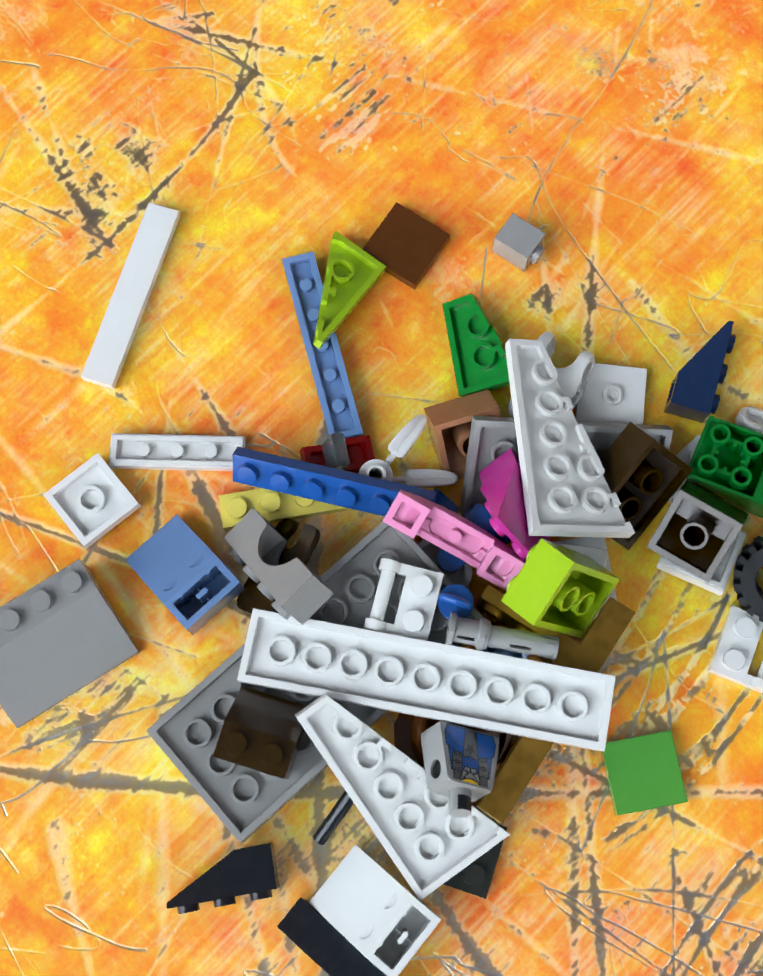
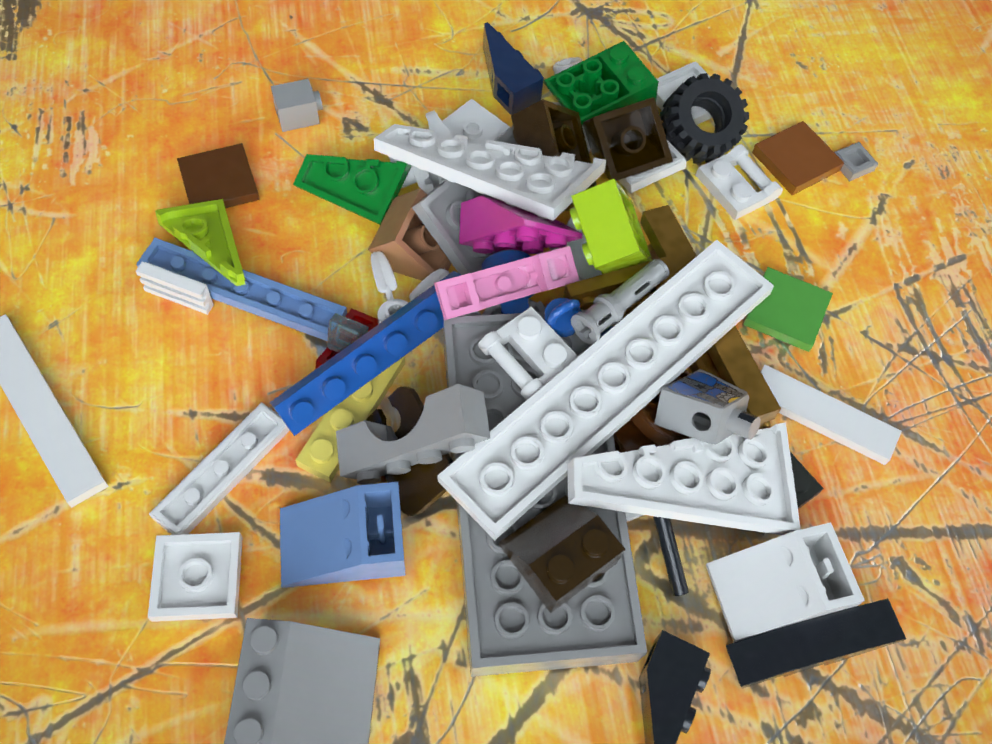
camera: 60 degrees left, 15 degrees down
(285, 301) = (175, 287): none -> white tile
(560, 863) = (832, 417): none -> white tile

